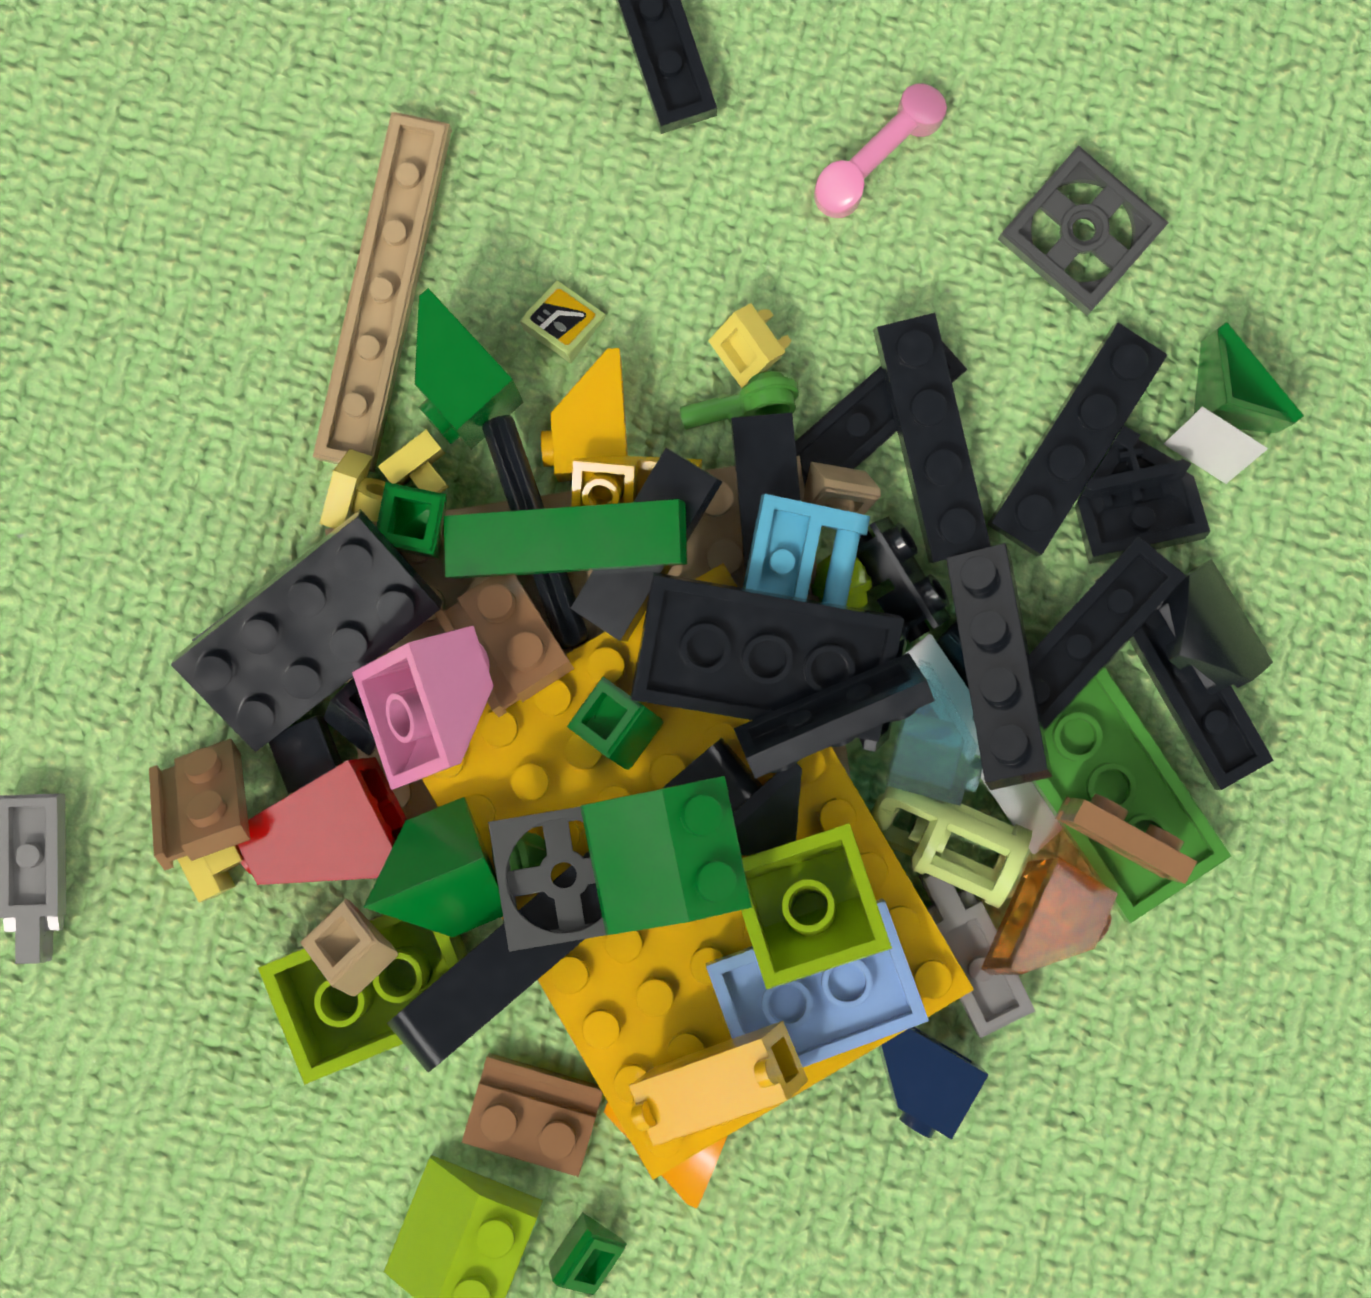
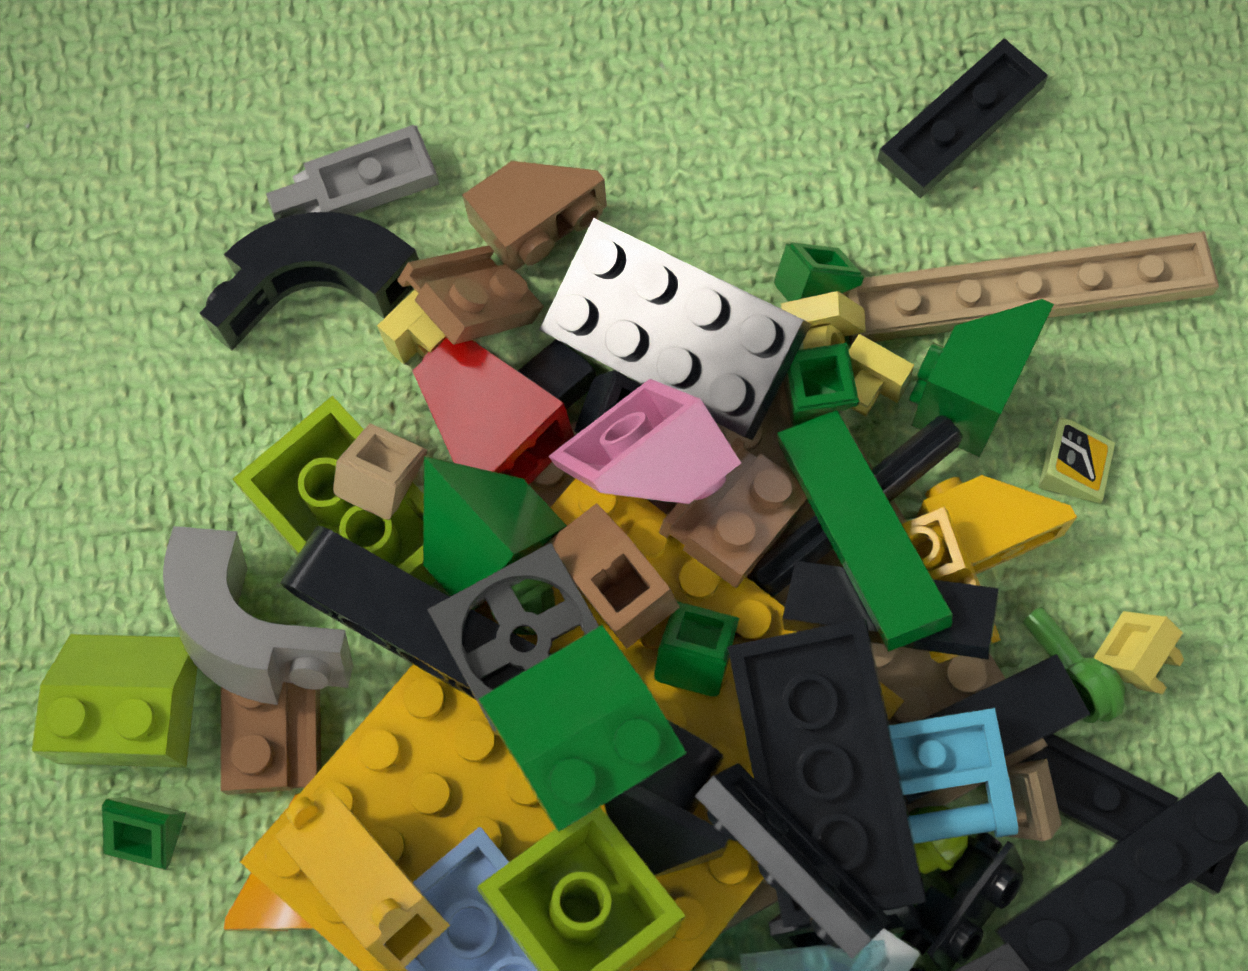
camera: 75 degrees right, 15 degrees down
(91, 946) = (303, 254): none -> black arch
(128, 716) = (532, 207): none -> medium nougat slope
(192, 279) = (962, 118): none -> black plate
(297, 478) = (814, 271): none -> green slope
(399, 1143) = (232, 648): none -> light grey arch
(527, 777) = (614, 575): none -> medium nougat slope

